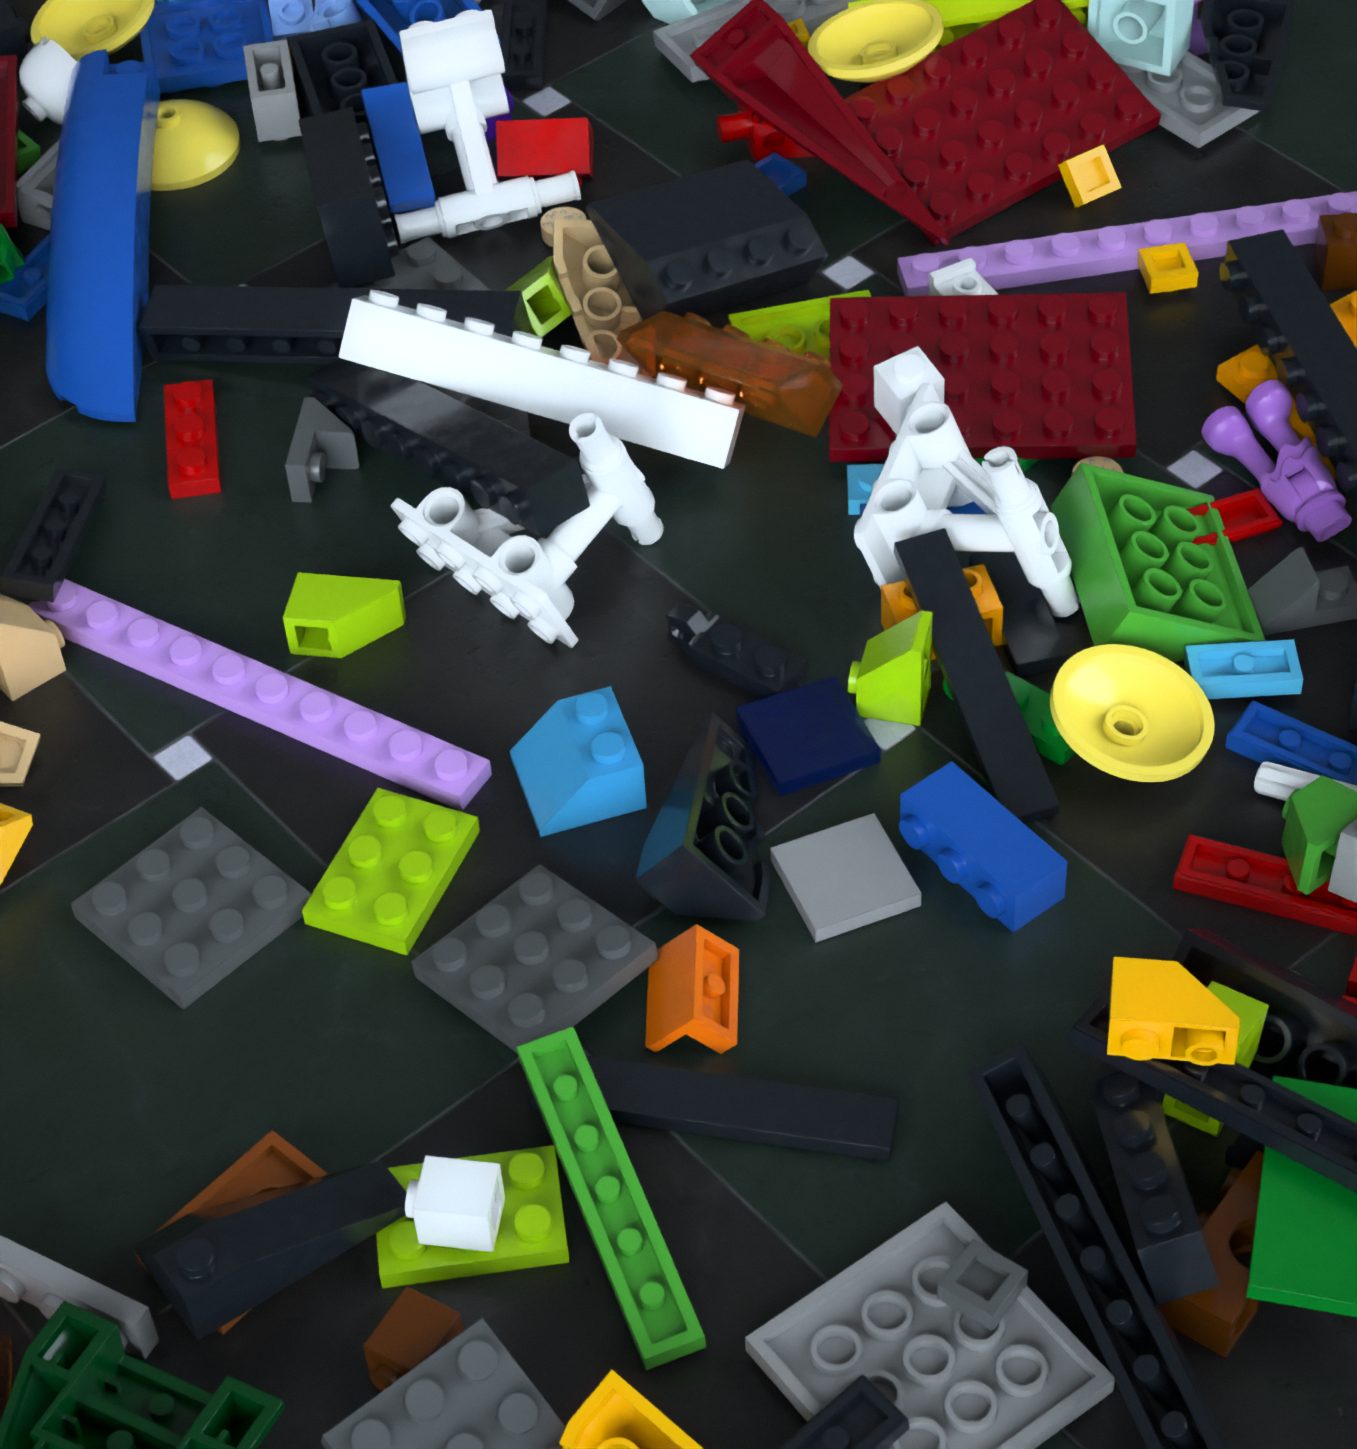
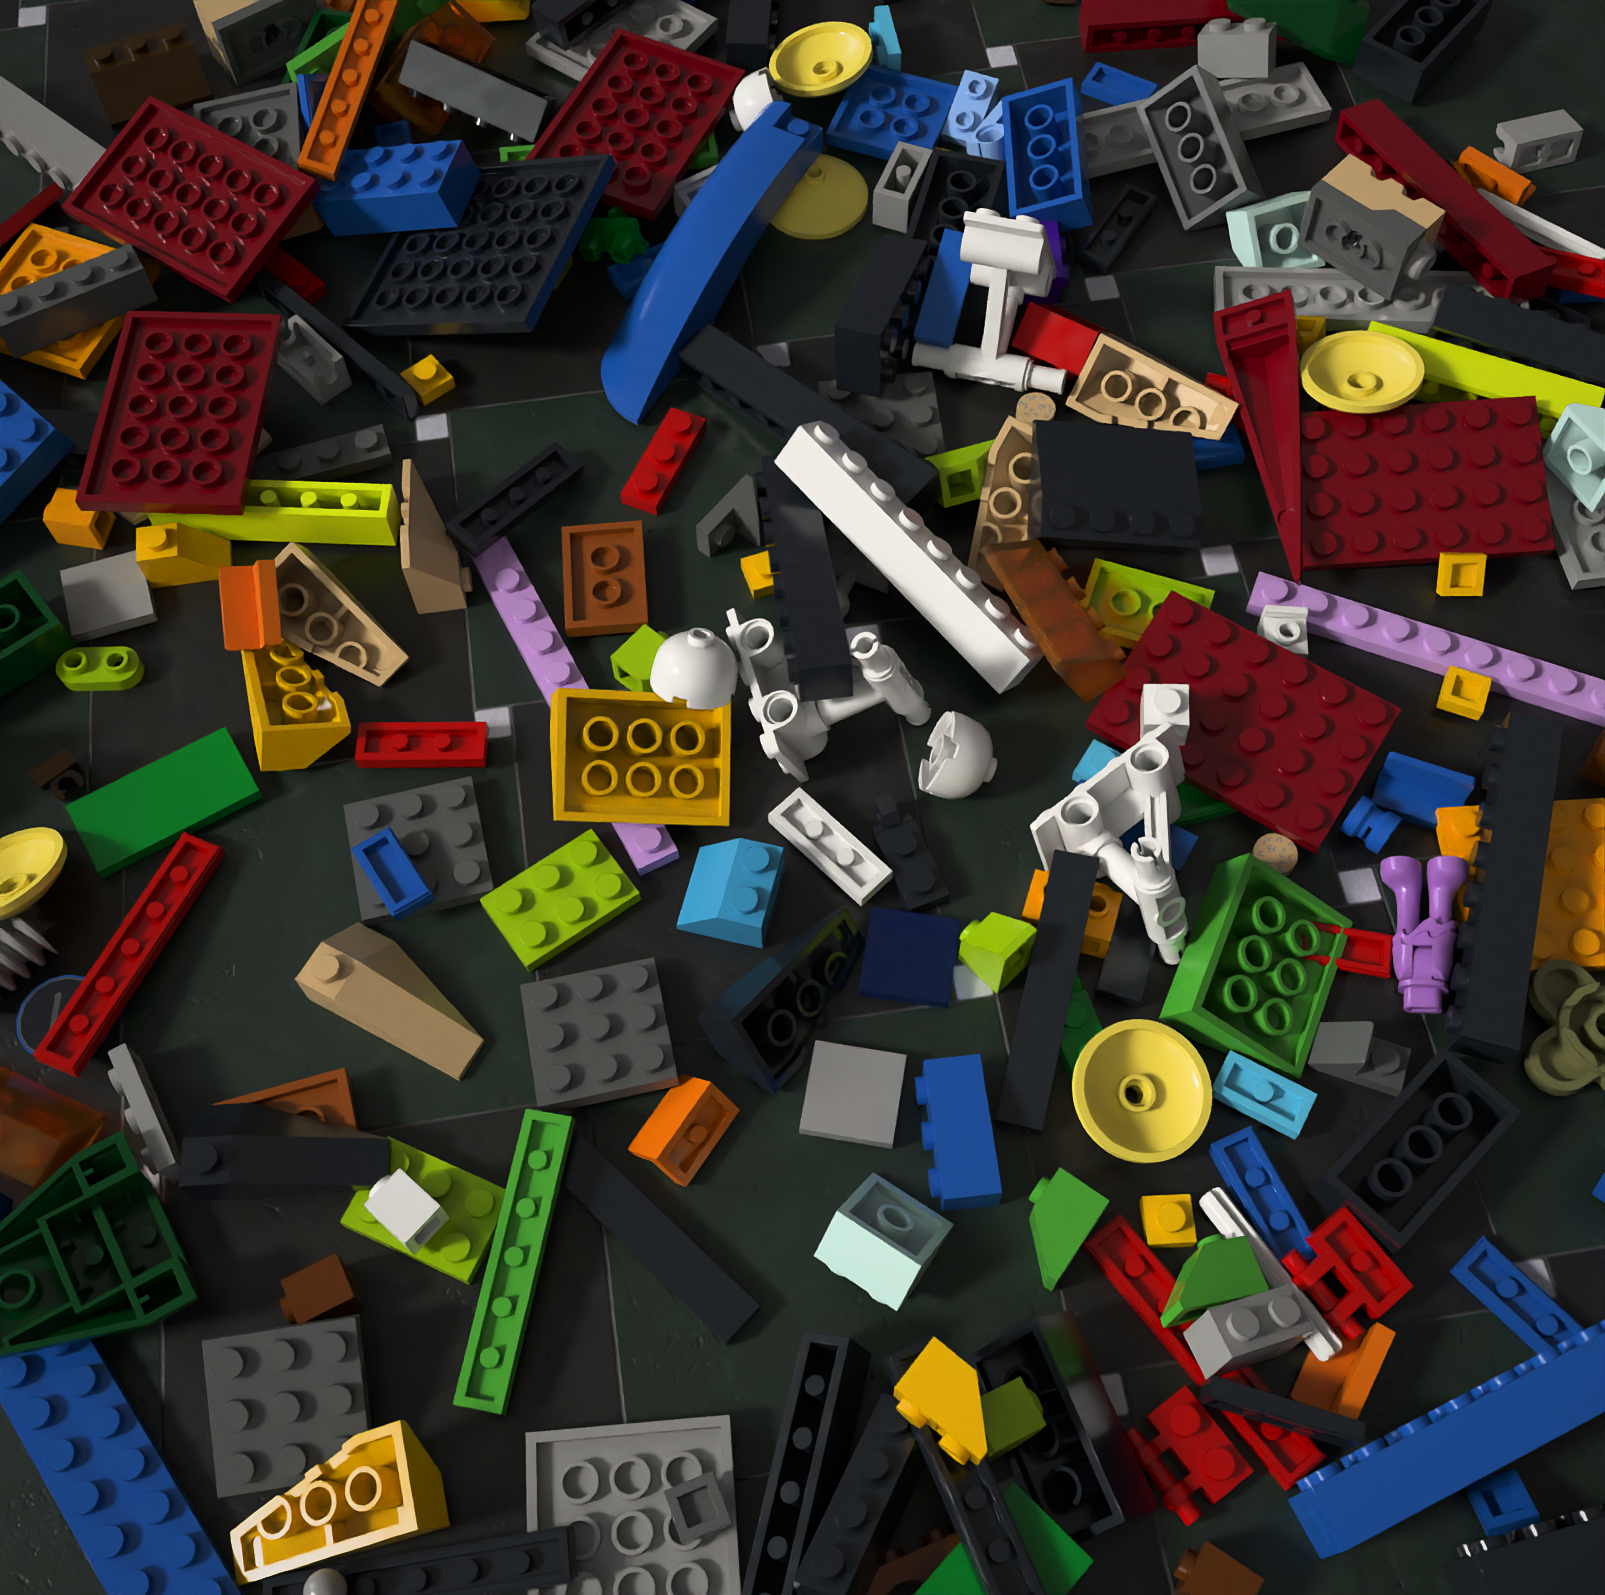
camera: 30 degrees right, 15 degrees up
(120, 806) = (422, 744): none -> red plate
(187, 927) = (393, 874): none -> blue tile
(212, 565) = (604, 578): none -> dark orange plate
(264, 1053) = (388, 995): none -> tan wedge
(385, 482) = (758, 574): none -> yellow plate
(386, 682) = (638, 759): none -> yellow slope
(397, 563) = (696, 669): none -> white cylinder
(652, 678) = (830, 846): none -> white plate
(655, 150) = (1142, 391): none -> tan wedge
(723, 537) = (958, 758): none -> white cylinder
(980, 979) = (883, 1240): none -> light aqua slope
(1141, 867) = (1062, 1221): none -> bright green slope
(1155, 407) = (1370, 824): none -> blue wheel
(1184, 359) = (1418, 788): none -> blue panel
(1238, 818) = (1168, 1221): none -> yellow plate

